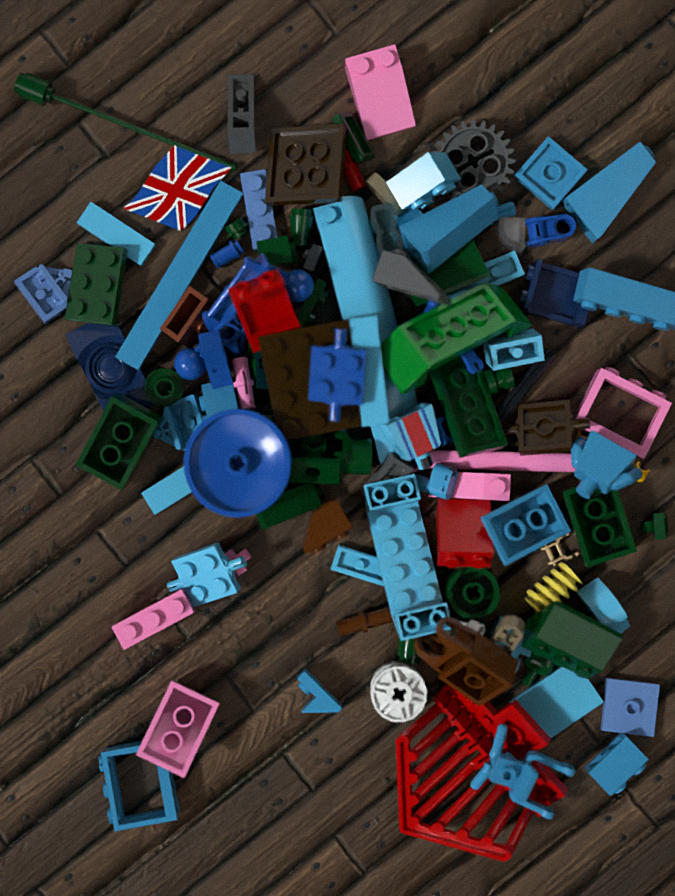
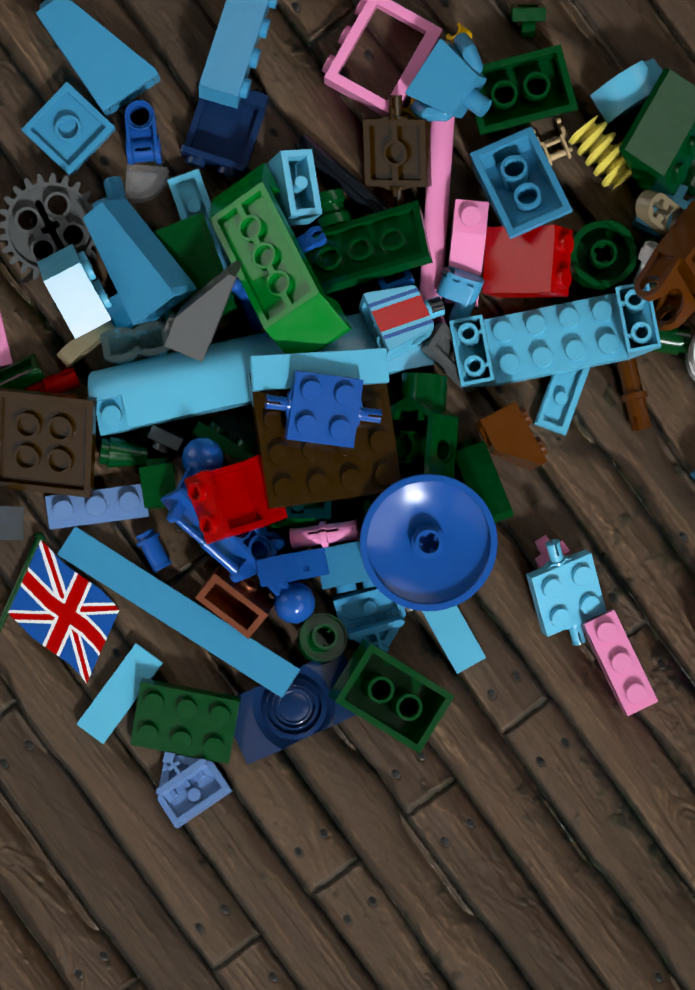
camera: 90 degrees left, 0 degrees up
(236, 228) = (120, 536): dark green plate -> none

